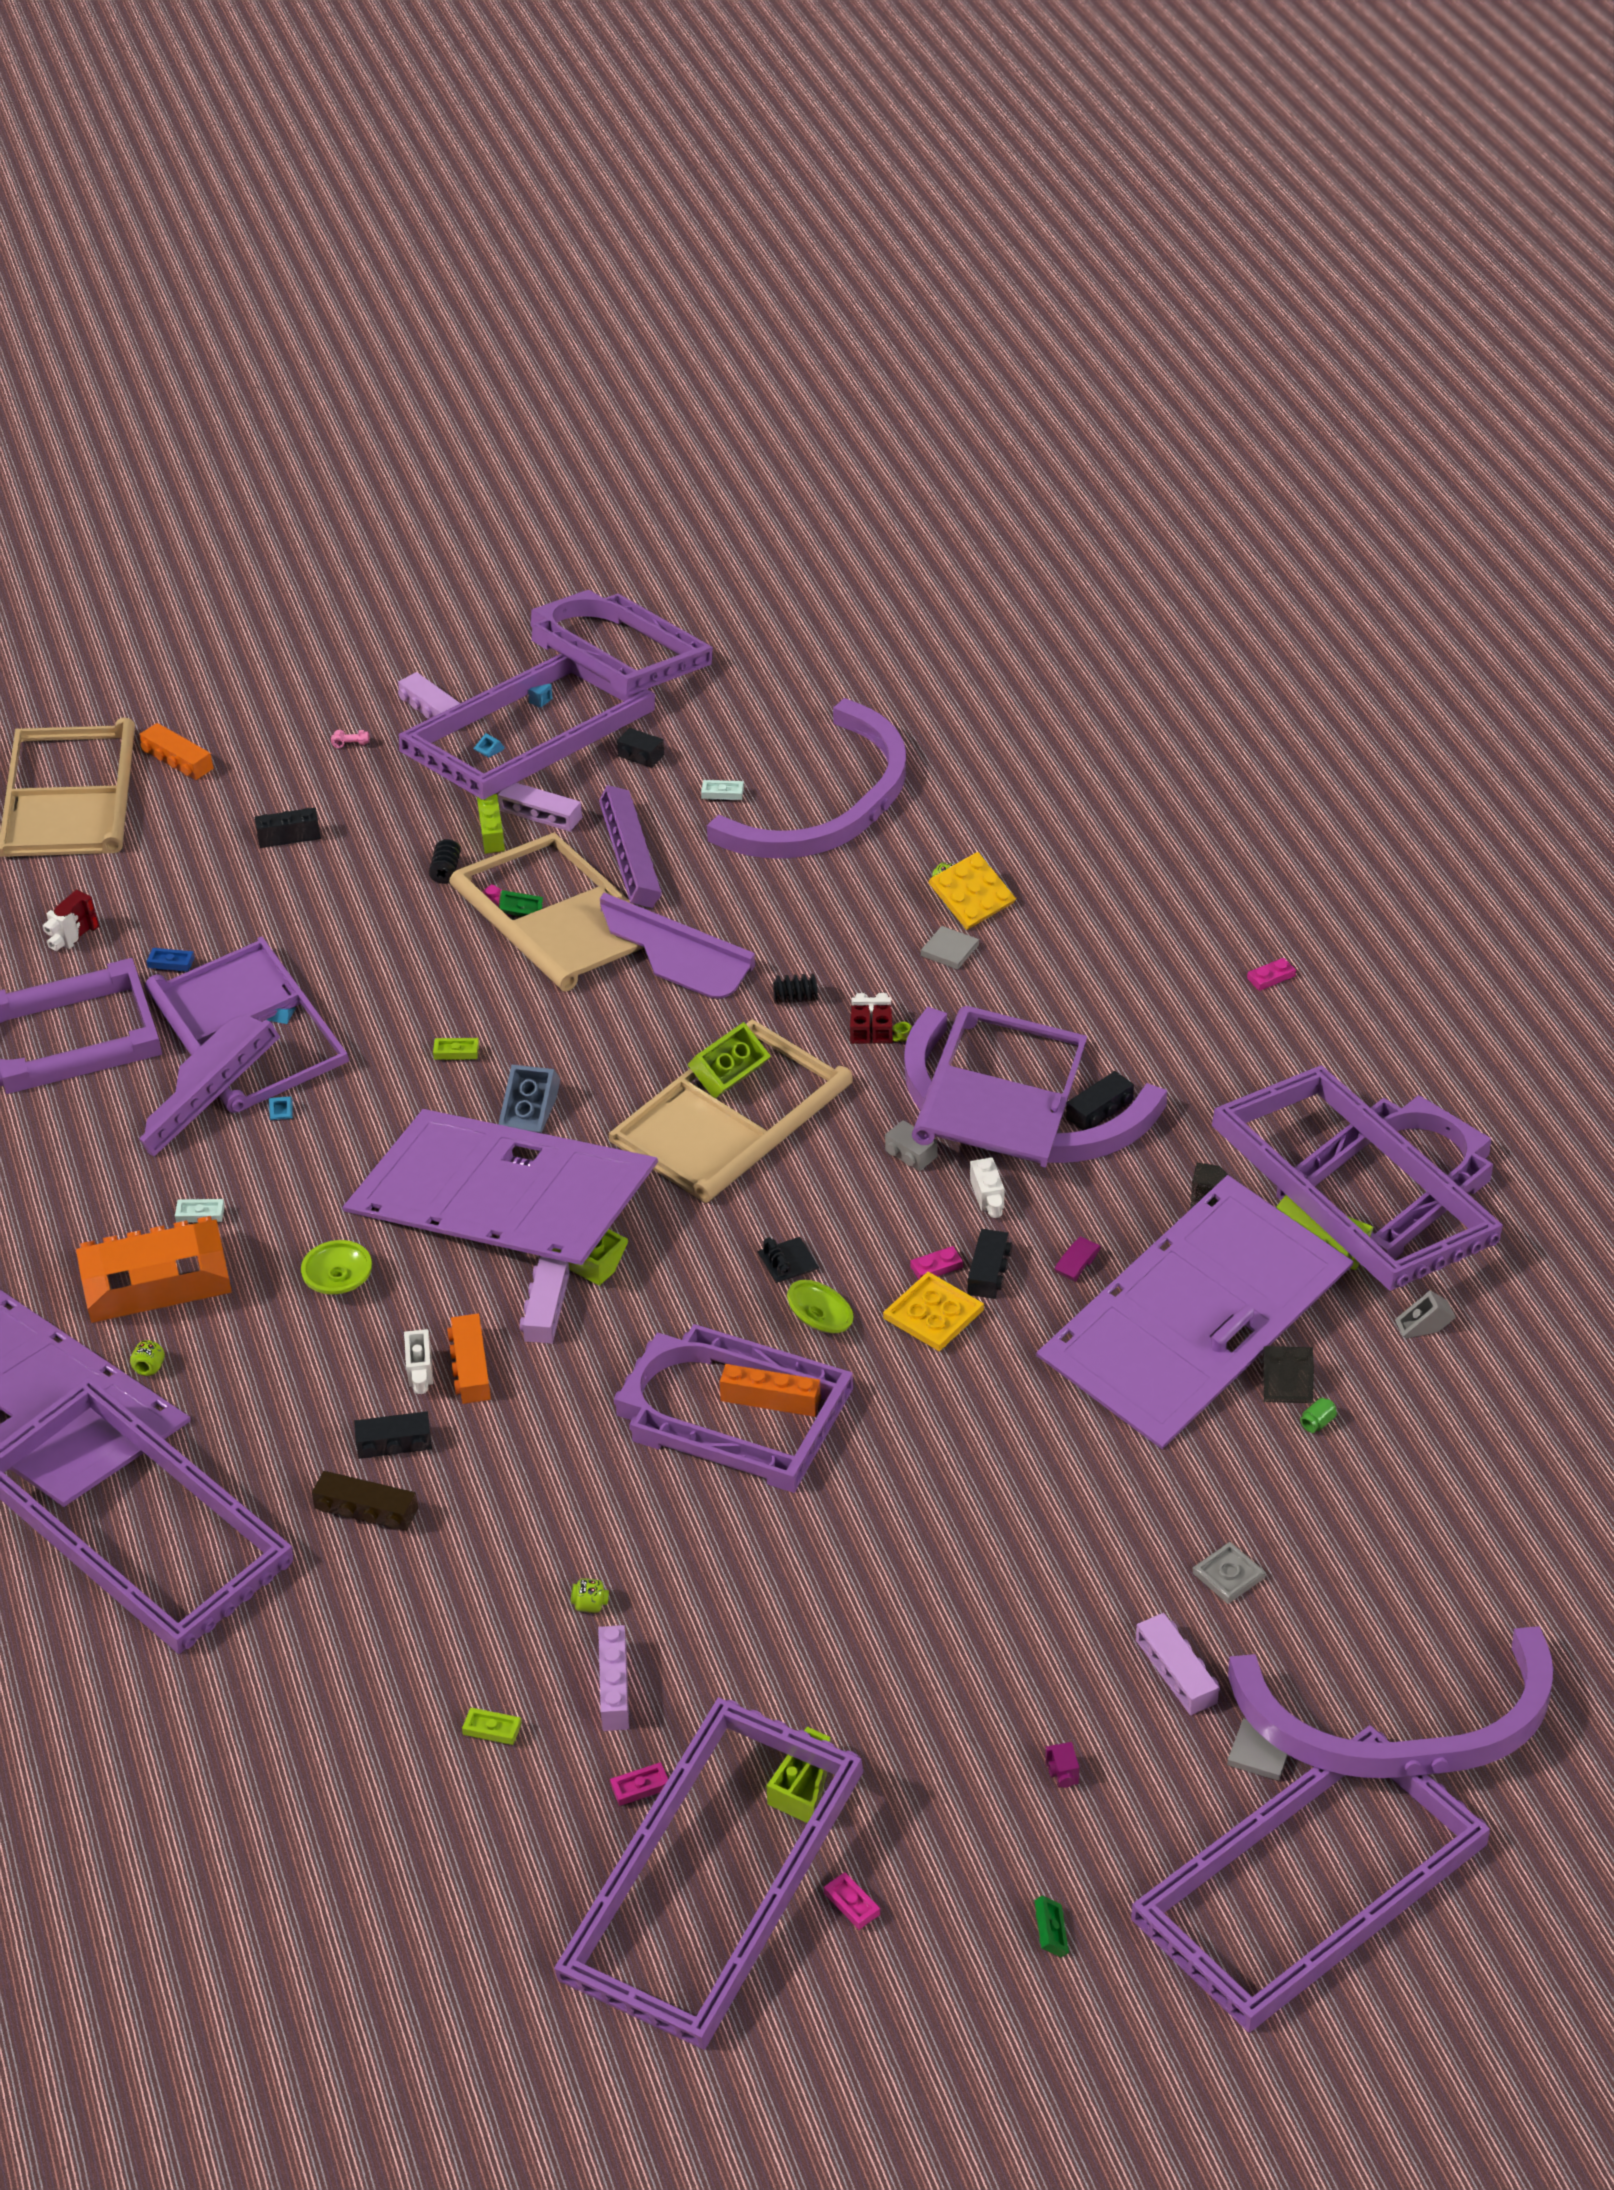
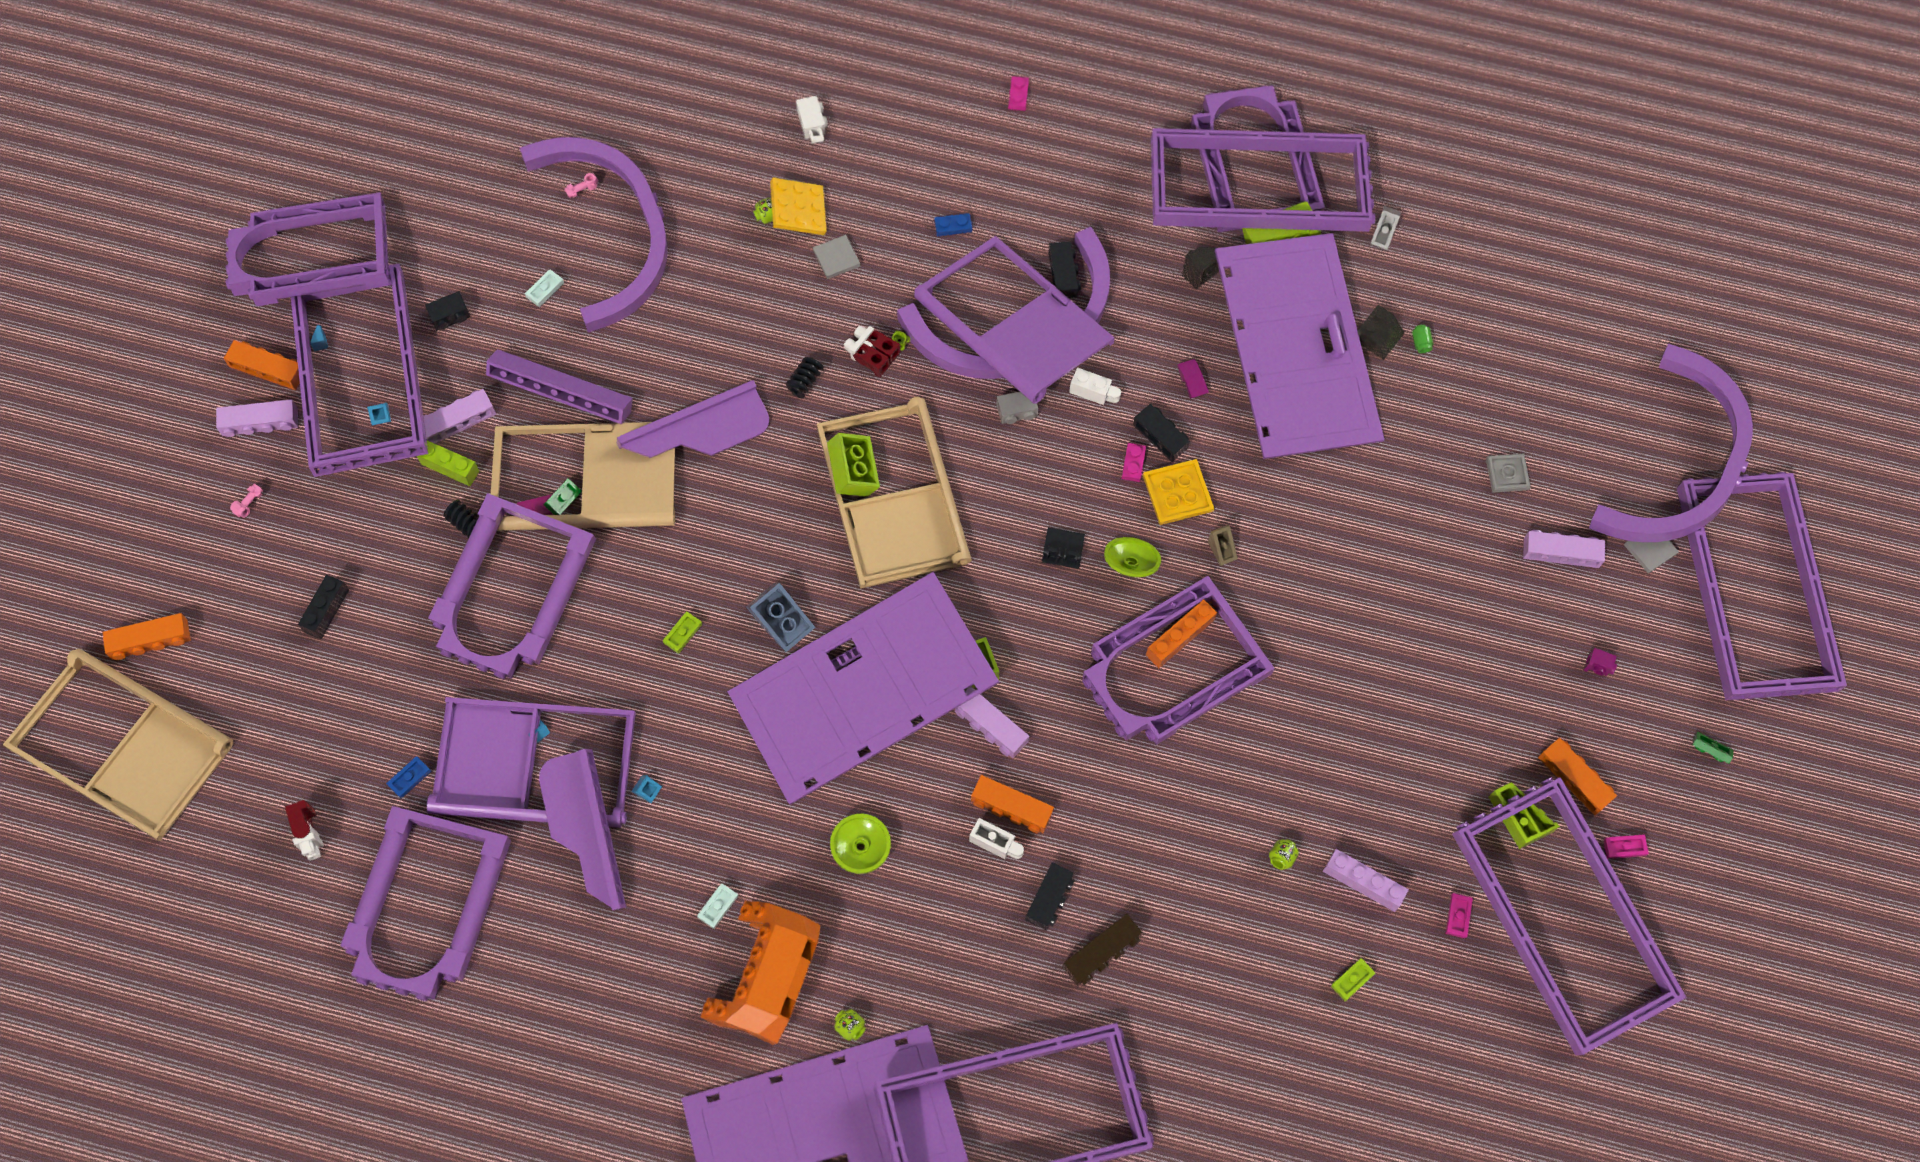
camera: 60 degrees left, 25 degrees up
(346, 893) = (534, 644): none -> medium lavender door
(483, 670) = (263, 364): none -> orange brick
(859, 757) = (590, 183): none -> bright pink bar
(900, 1810) = (1577, 776): none -> orange brick
(904, 1372) = (1223, 545): none -> dark tan slope
(1070, 1005) = (953, 224): none -> blue plate
(1079, 853) = (811, 118): none -> white brick

